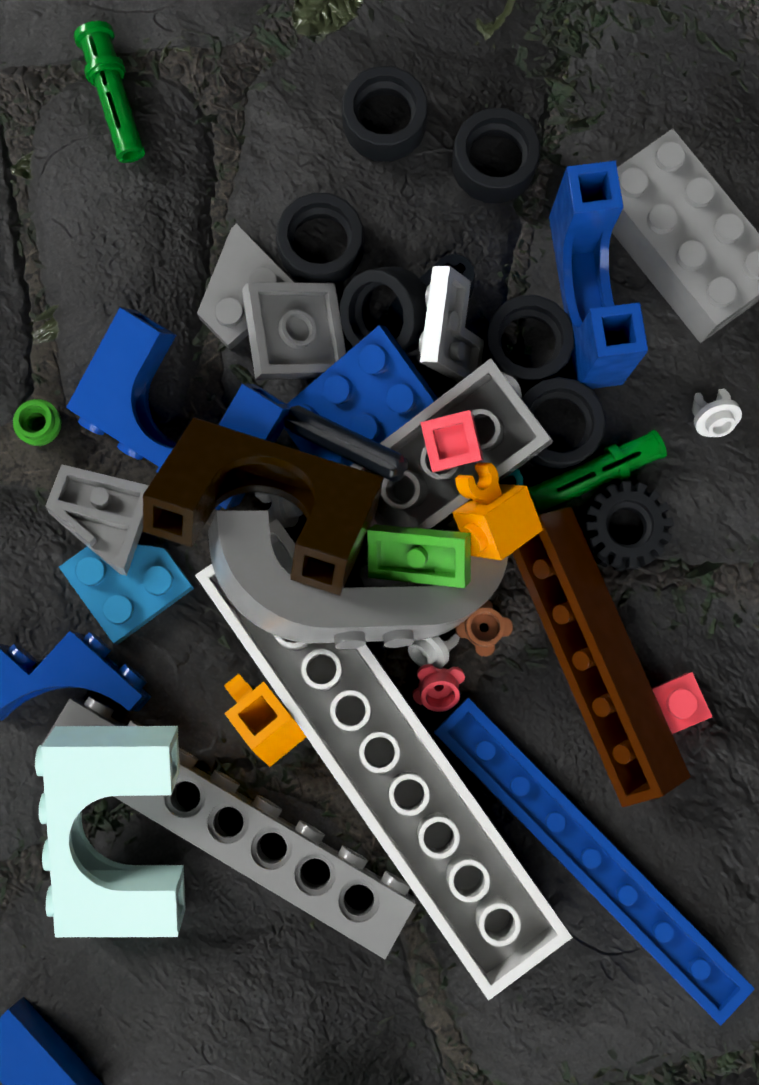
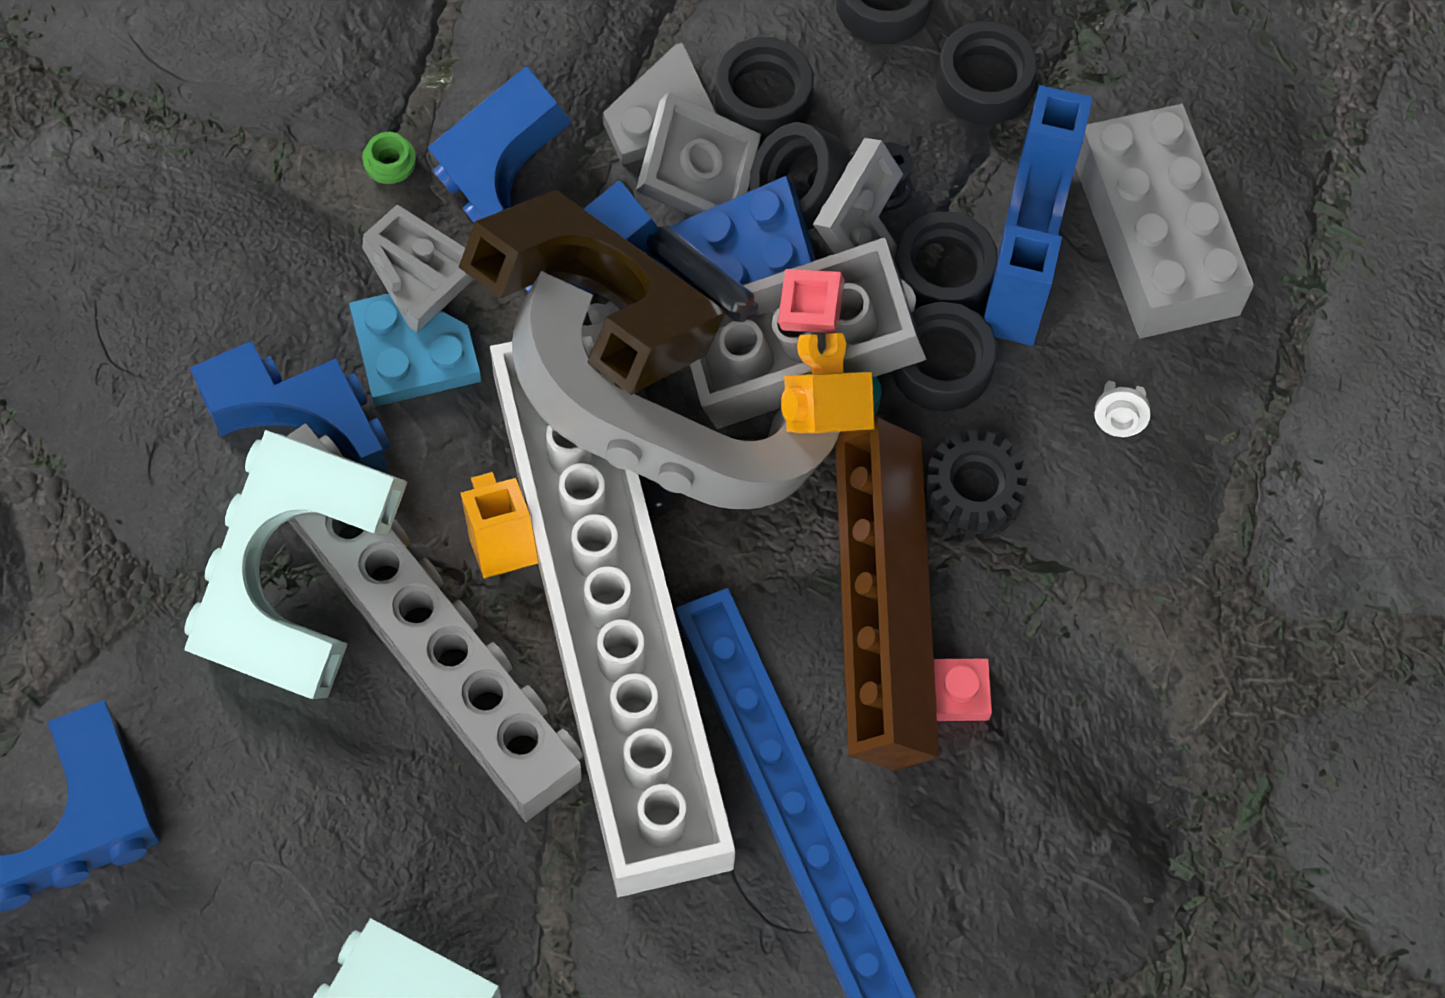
camera: 20 degrees right, 15 degrees down
(419, 555) = (731, 403): bright green plate -> none
(432, 650) = (706, 527): white plate -> none
(438, 697) = (686, 575): coral plate -> none
(485, 641) = (778, 515): nougat plate -> none
(645, 450) = (985, 417): green pin -> none

